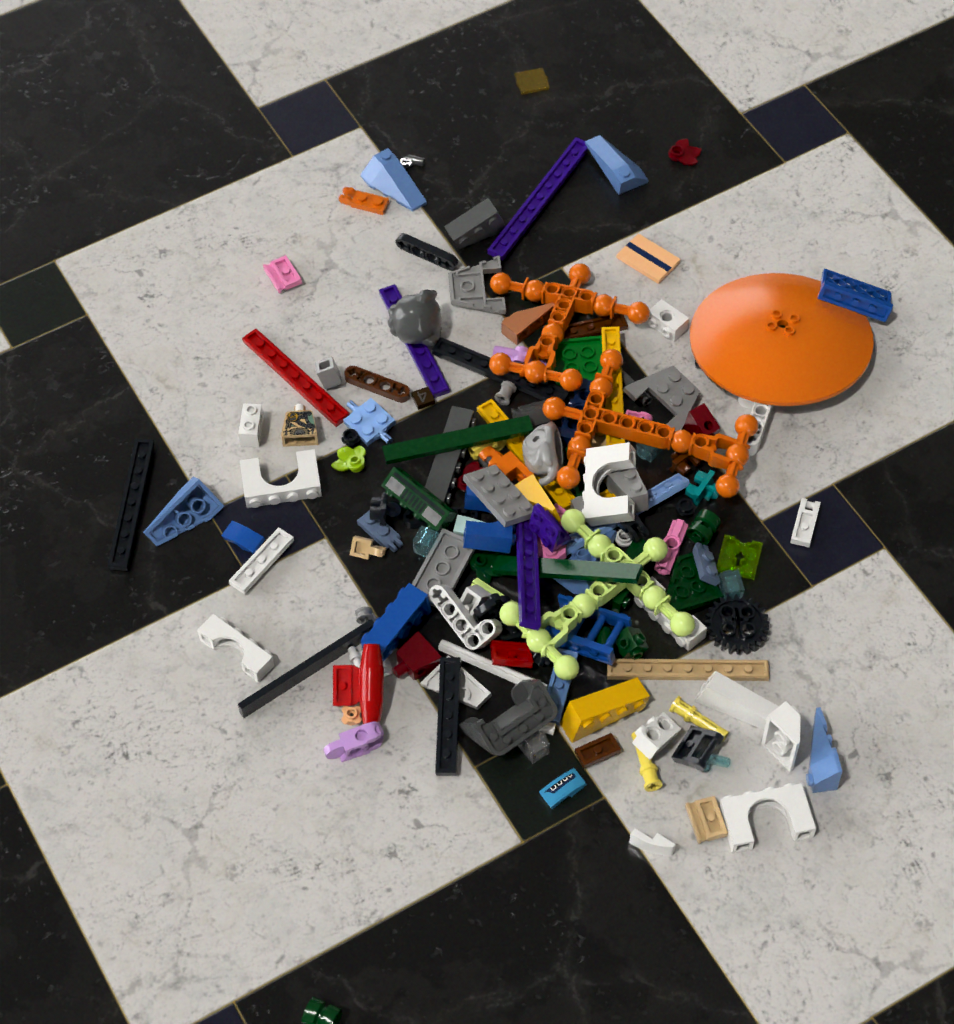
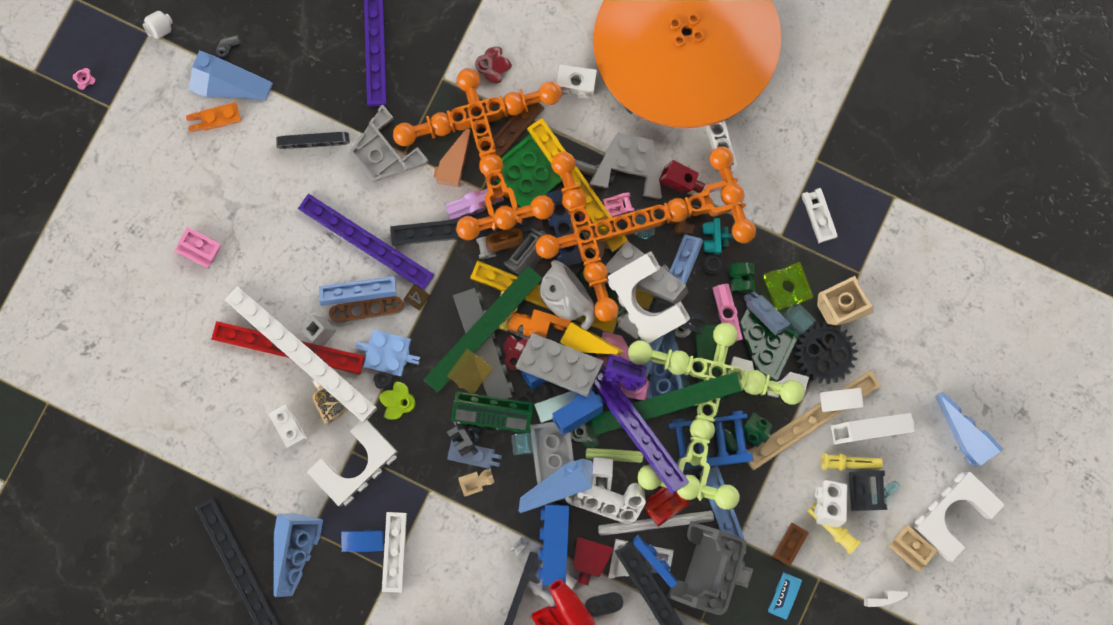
camera: 35 degrees left, 25 degrees up
(289, 127) = (79, 75): none -> bright pink plate
(301, 382) = (301, 354): none -> white plate
(371, 121) = (157, 24): none -> white head
(380, 366) = (357, 290): none -> medium blue plate
(400, 702) = (604, 605): none -> black plate
(416, 318) = (361, 227): dark grey piece -> none
(423, 461) = (469, 371): none -> clear yellow piece
(439, 574) = (564, 482): none -> medium blue wedge
(469, 677) = (650, 553): none -> blue plate
(475, 225) = (338, 85): dark grey wedge -> none
(490, 608) = (625, 474): black plate -> none
(518, 388) = (504, 239): none -> reddish brown plate
(603, 708) = (774, 504): yellow wedge -> none
(609, 278) = (496, 64): none -> dark red plate
(648, 258) = (514, 21): light nougat tile -> none
(726, 663) = (841, 400): none -> white slope
(780, 592) = (844, 303): none -> tan slope
(783, 734) = (936, 440): white slope -> none

